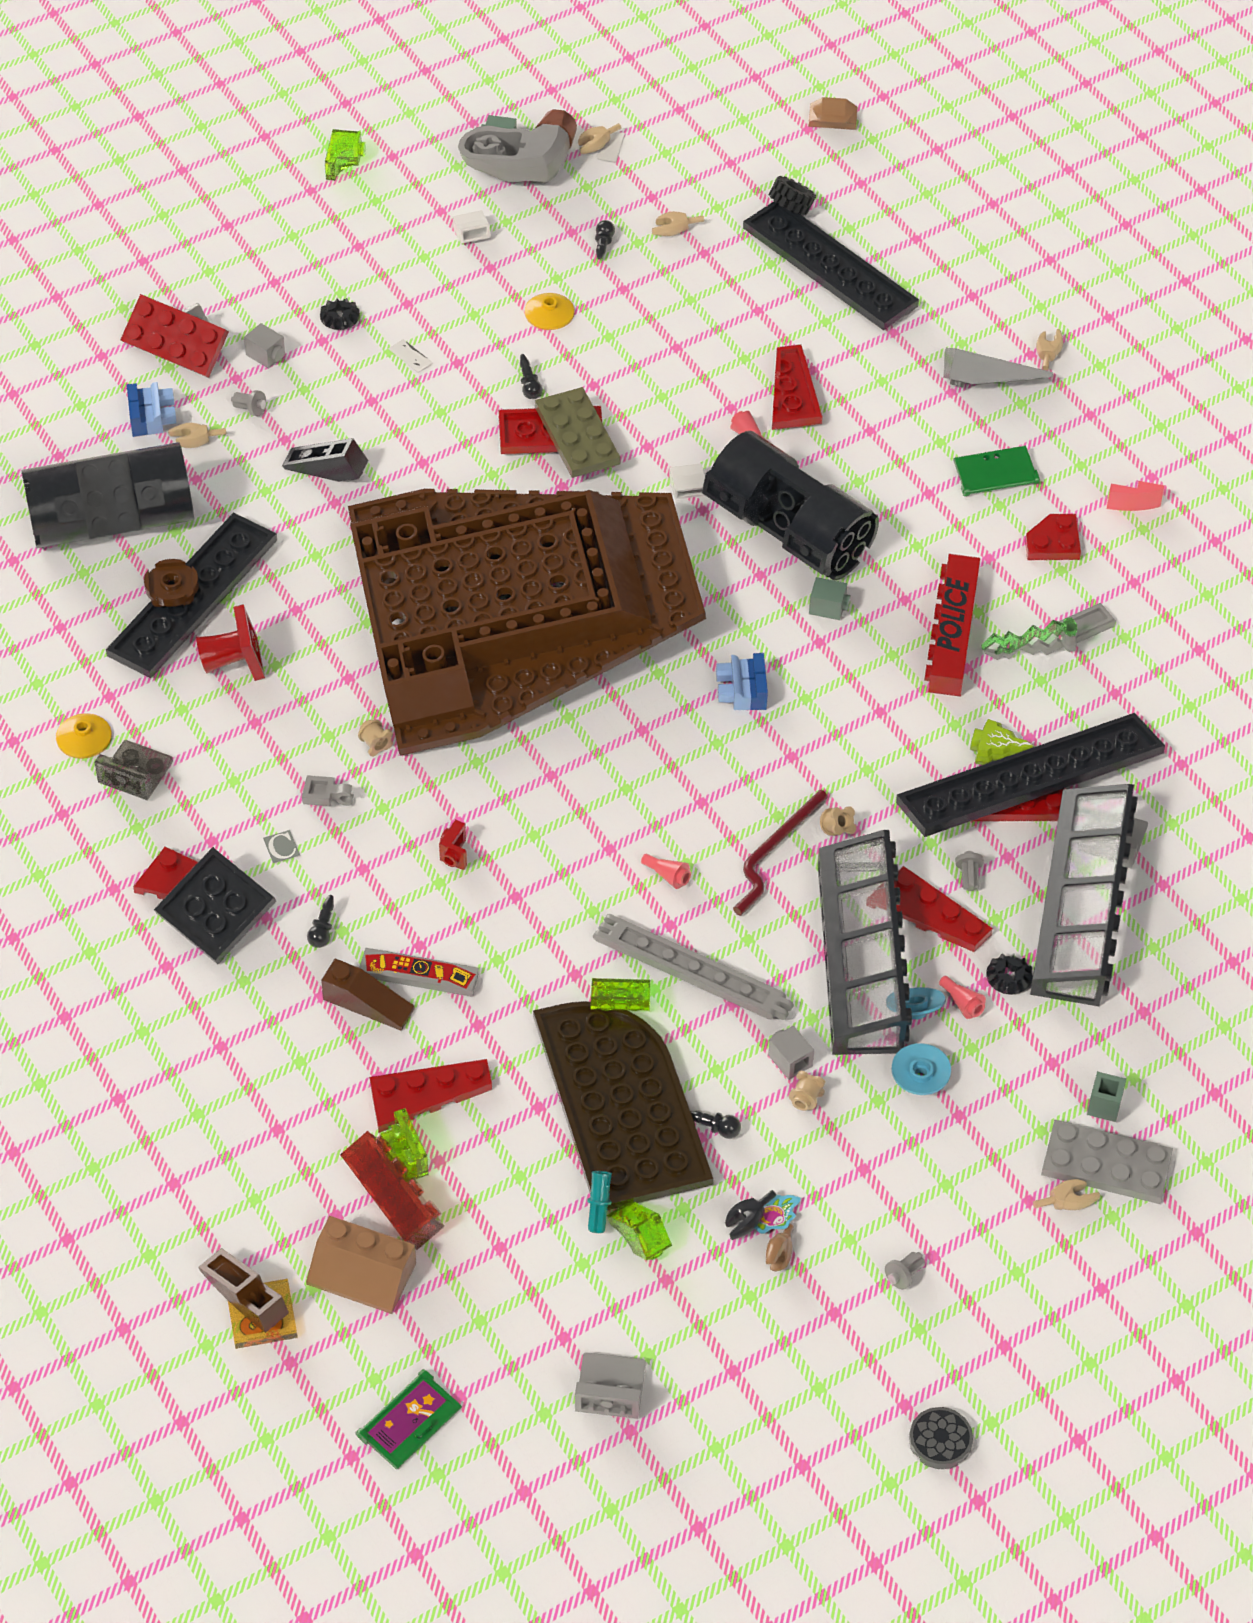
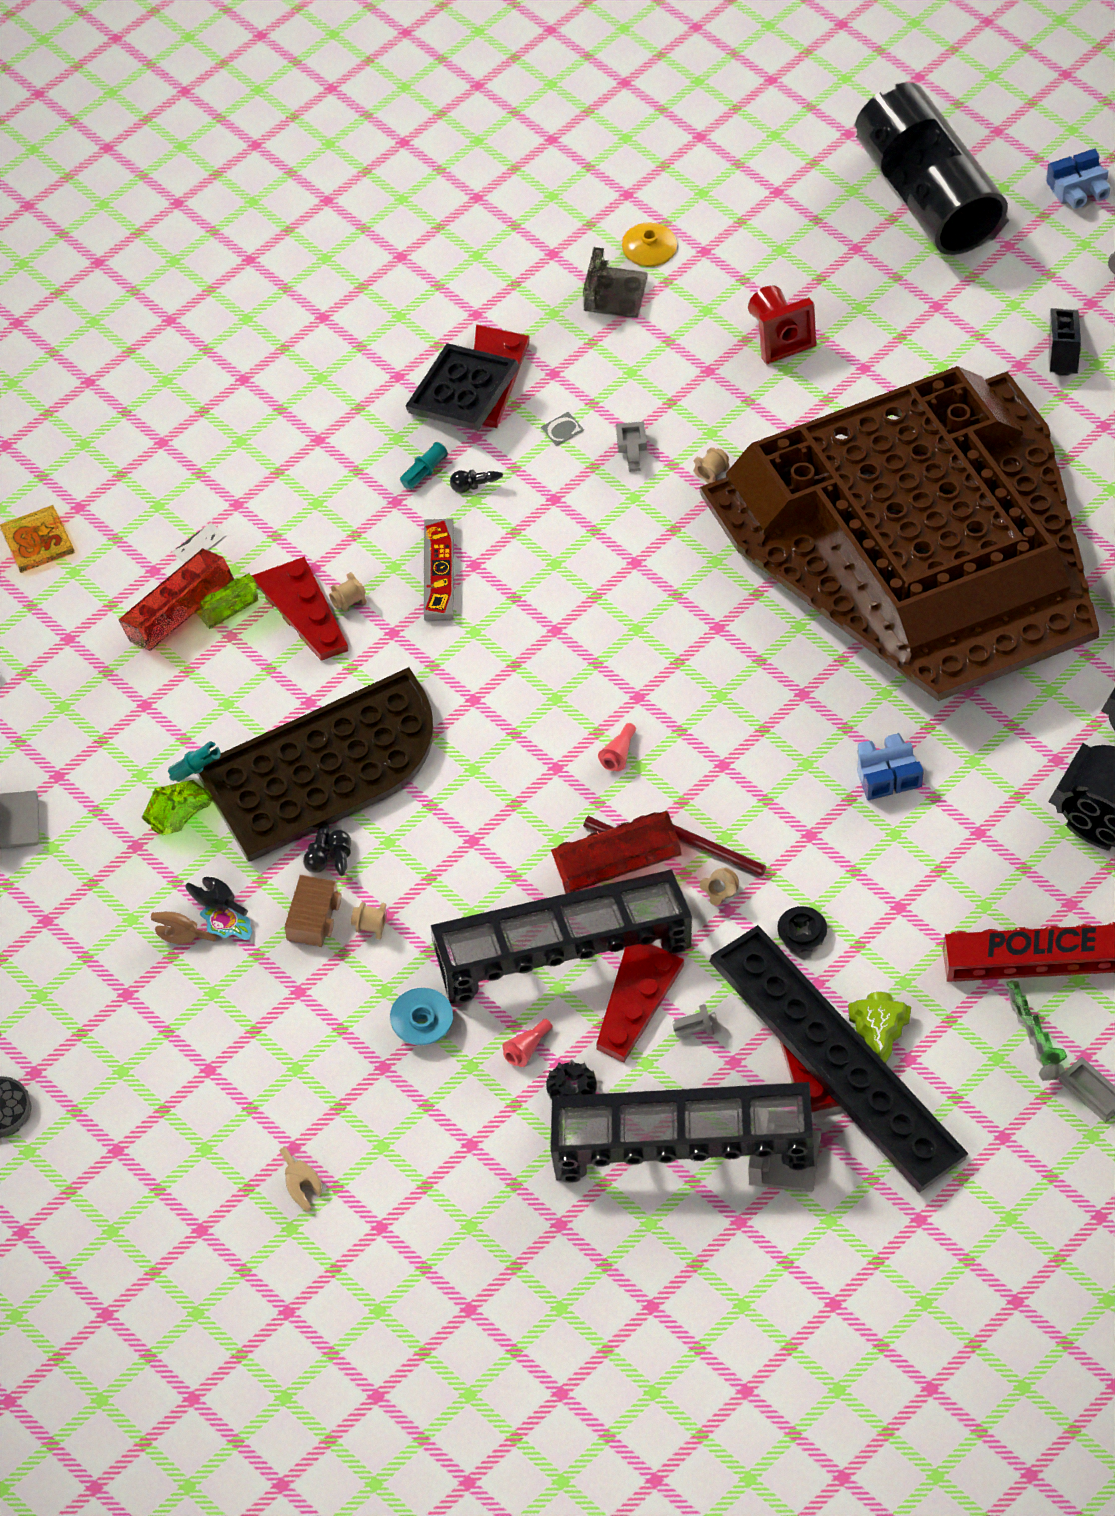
camera: 80 degrees right, 5 degrees up
(171, 595) = (843, 264): reddish brown plate -> none
(194, 434) = (1065, 229): tan hand -> none
(220, 566) = (848, 277): black plate -> none
(244, 1289) = (45, 512): reddish brown slope -> none
(291, 960) = (424, 465): none -> teal axle
(315, 1170) = (203, 539): none -> white sticker
(361, 1264) = (97, 597): medium nougat slope -> none
(363, 994) = (395, 530): reddish brown slope -> none
(428, 1046) = (347, 593): none -> tan brick
(451, 843) = (594, 557): red bracket -> none
(620, 994) = (441, 732): clear neon green bracket -> none
(693, 968) = (499, 794): light grey hinge -> none
(711, 1105) = (339, 849): none -> black bar
(784, 889) = (616, 851): none -> clear red brick
(786, 1136) = (312, 910): none -> medium nougat brick
(790, 1052) = (415, 896): light grey brick -> none
(829, 598) = (1034, 824): sand green brick -> none
(890, 769) = (800, 917): none -> black gear
(900, 1272) = (176, 1039): light grey piece -> none
(924, 1001) = (505, 998): medium azure dish -> none
(1106, 1096) = (421, 1191): sand green brick -> none
(1107, 1161) = (353, 1212): light grey plate -> none

